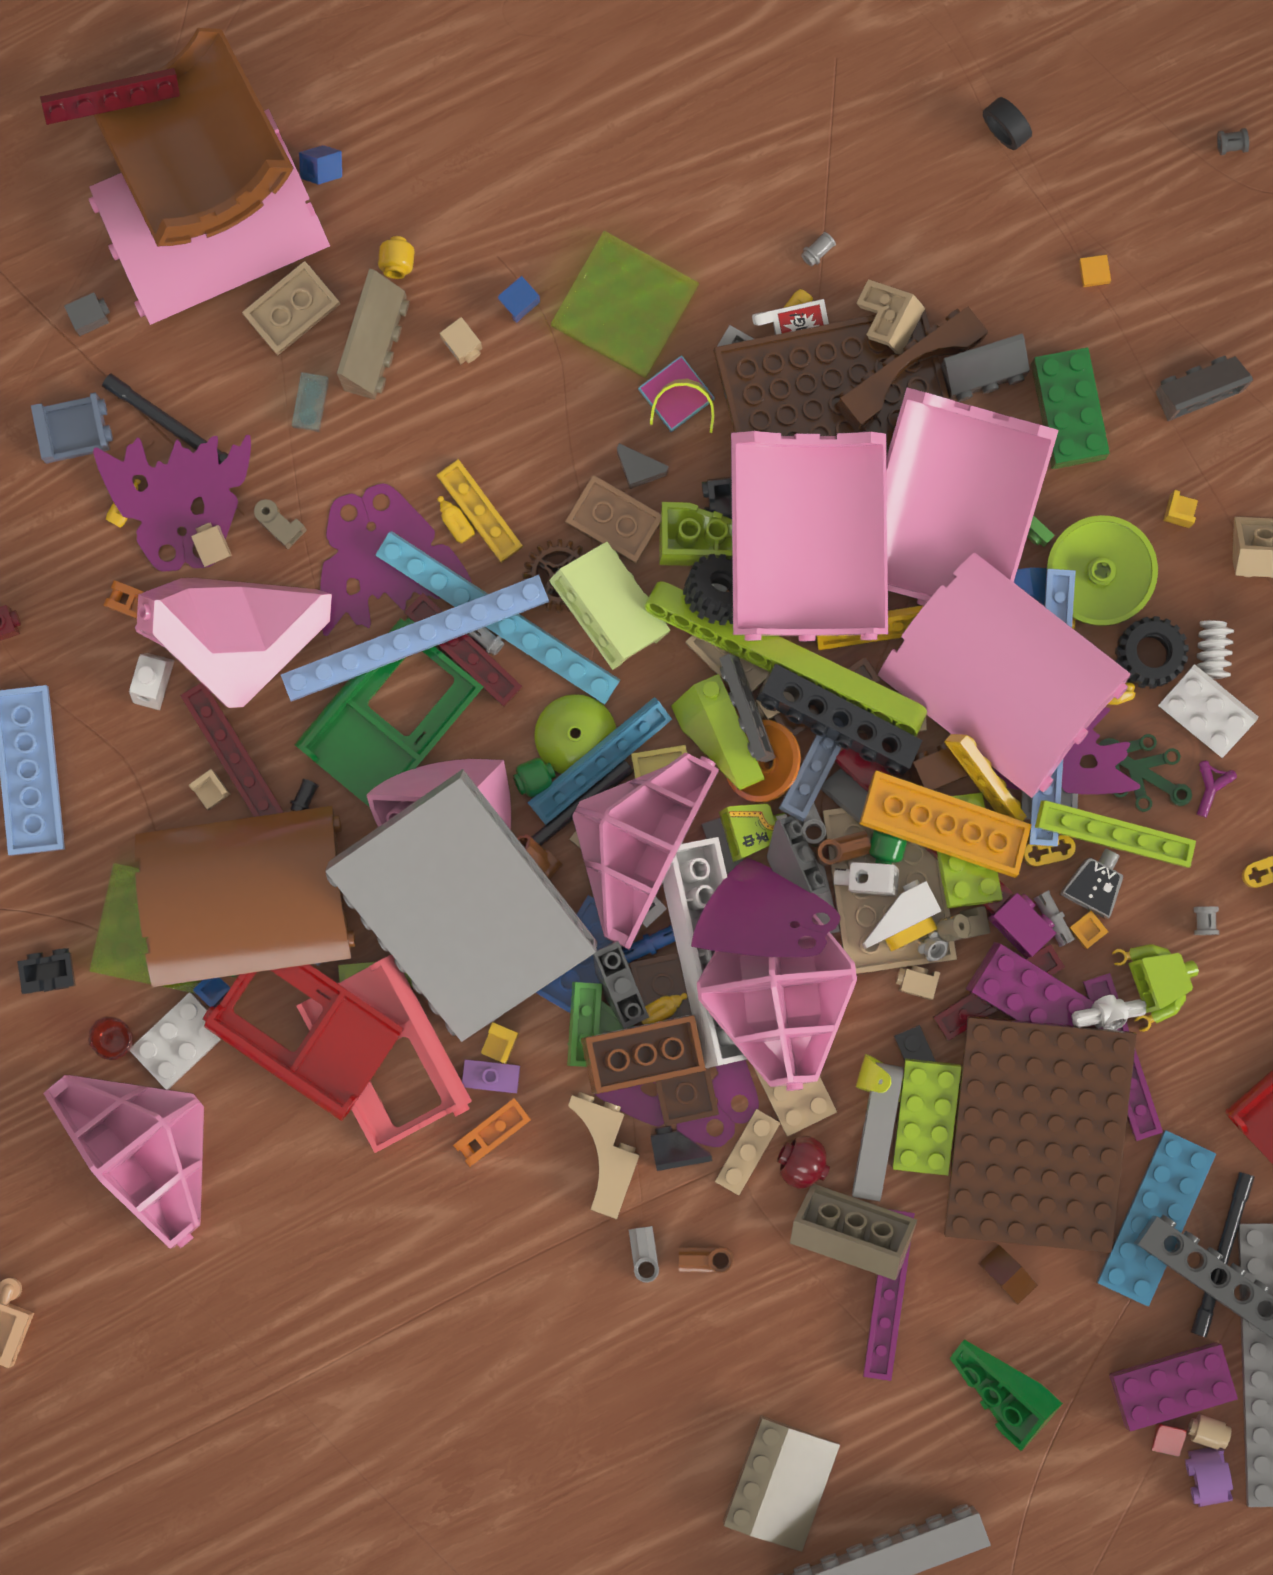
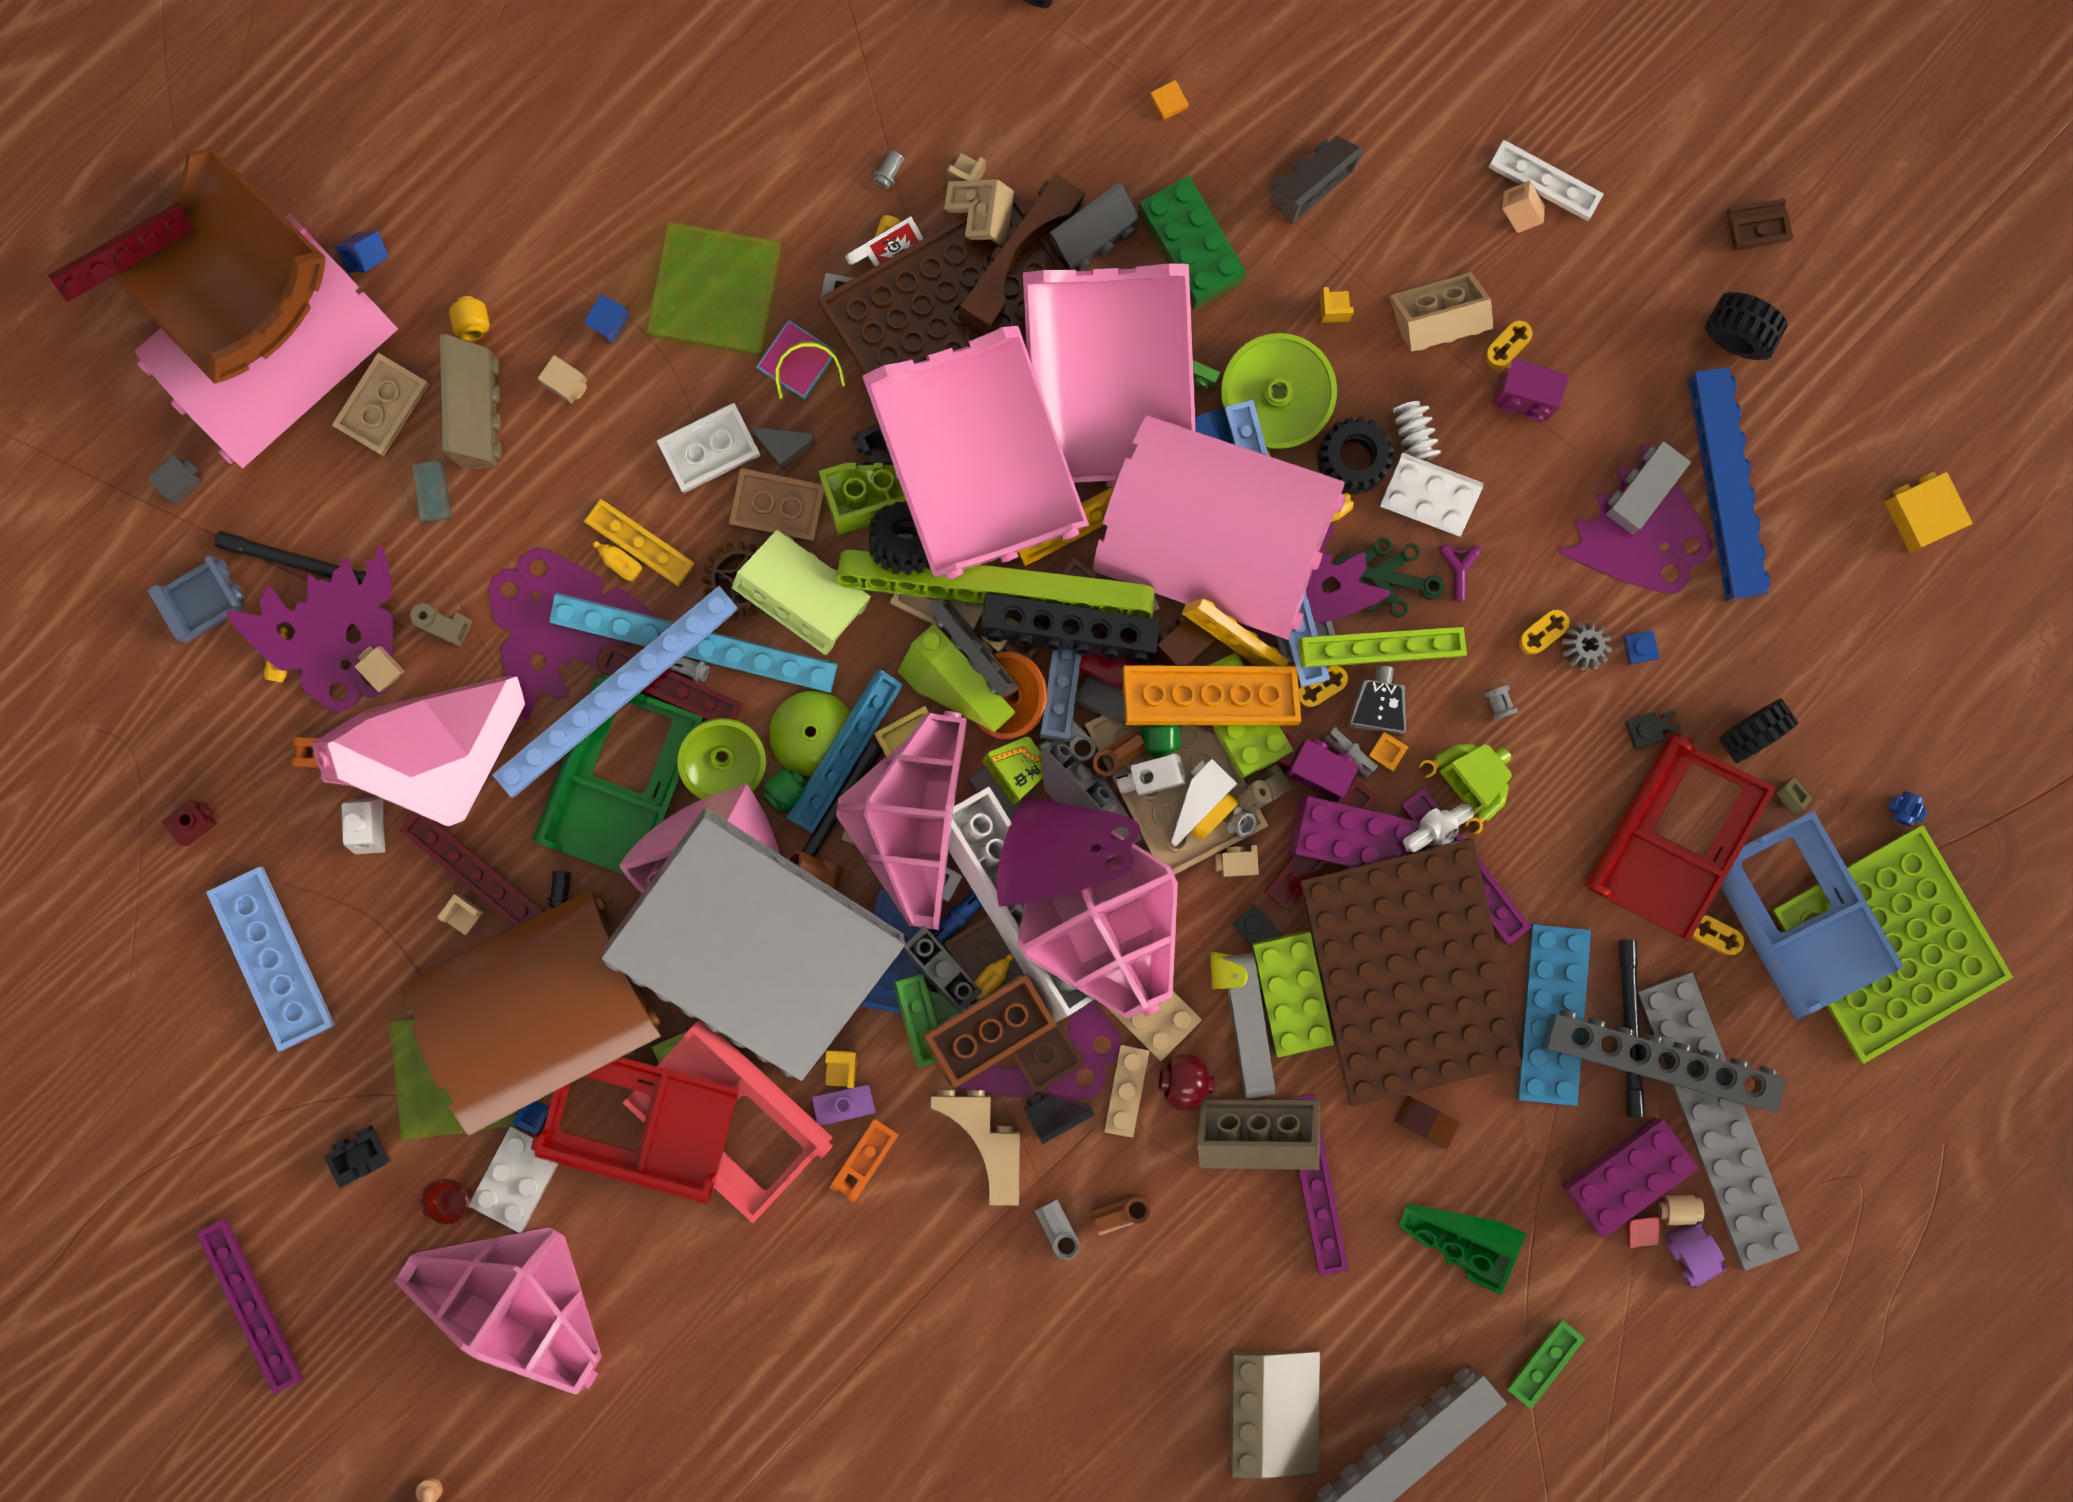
camera: 25 degrees left, 0 degrees up
(471, 741) = (707, 774): none -> lime dish
(570, 446) = (708, 448): none -> white plate
(888, 273) = (966, 169): none -> tan panel
(1039, 1526) = (1545, 1363): none -> bright green plate

